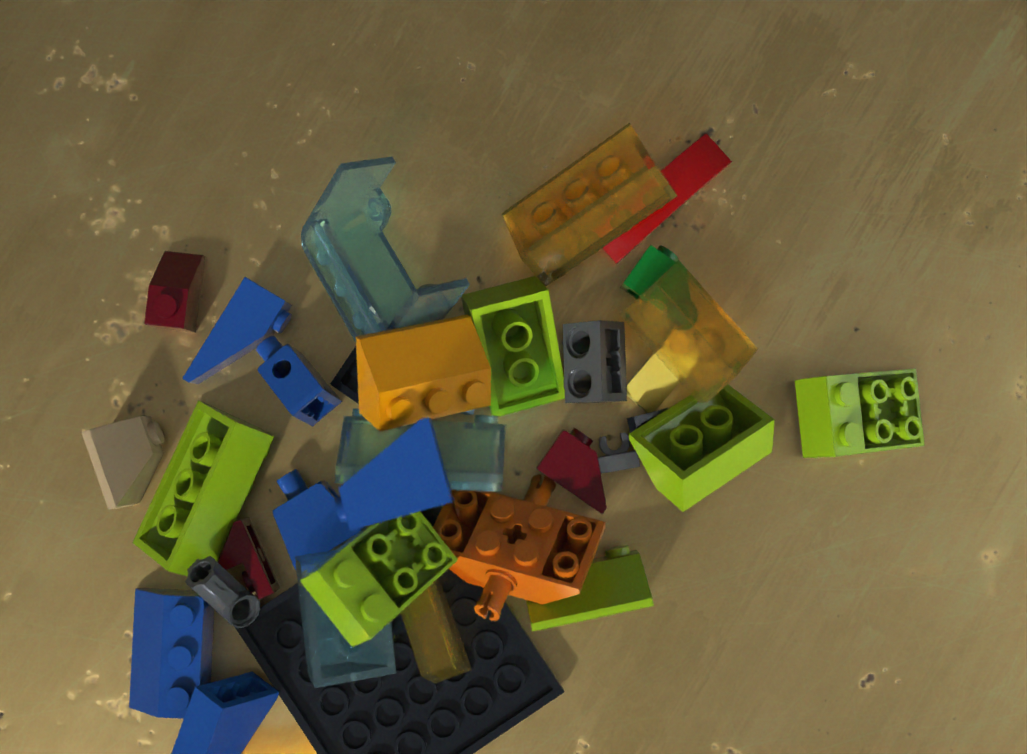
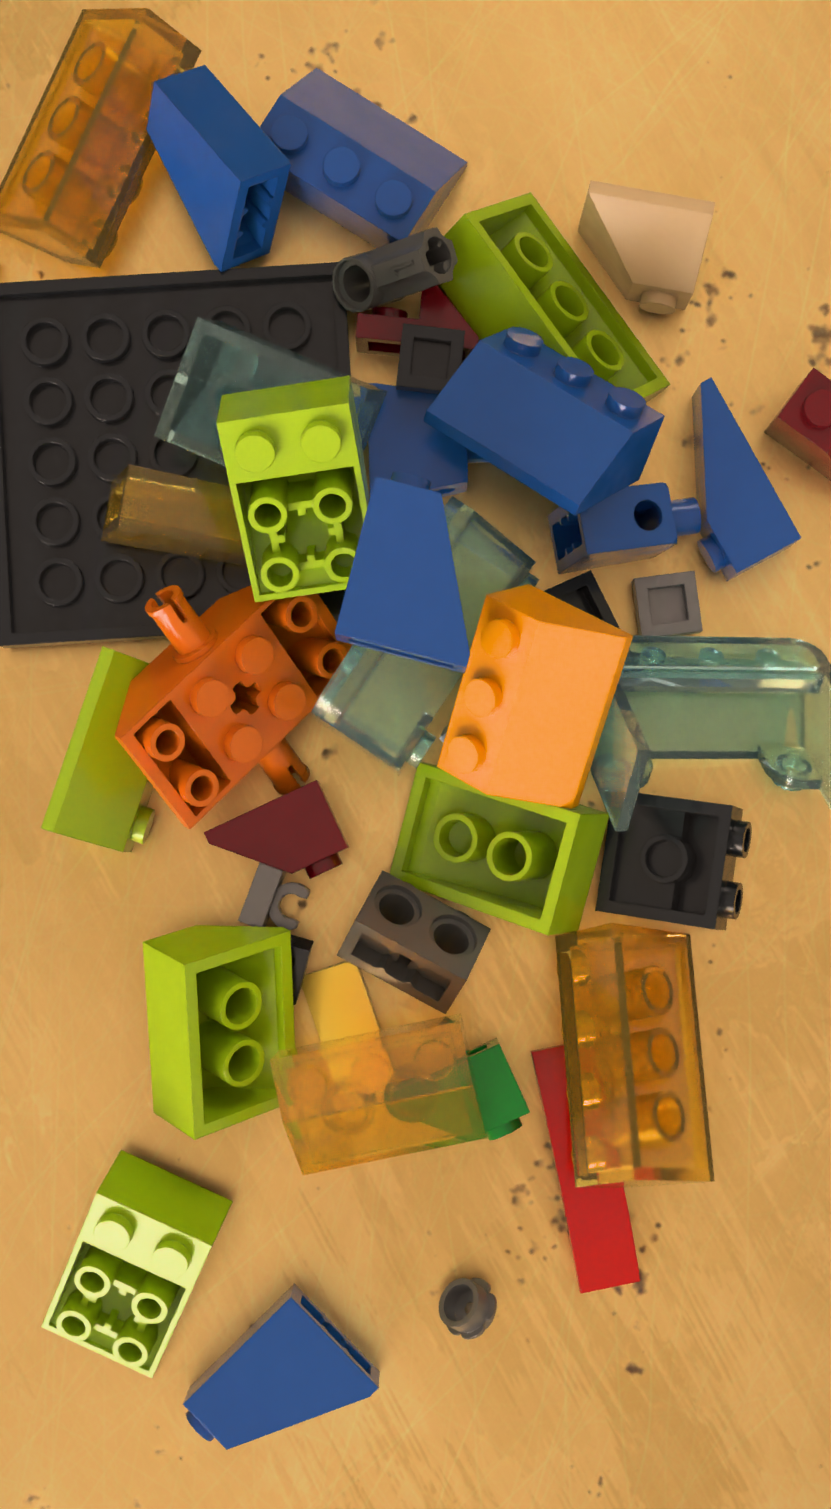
camera: 115 degrees right, 0 degrees up
(260, 456) = (546, 420): none -> blue slope
(262, 542) = (428, 357): none -> black tile
(325, 330) = (667, 604): none -> flat silver plate
(467, 243) = (675, 862): none -> black plate
(775, 218) = (467, 1307): none -> flat silver plate
(872, 299) = (279, 1375): none -> blue slope

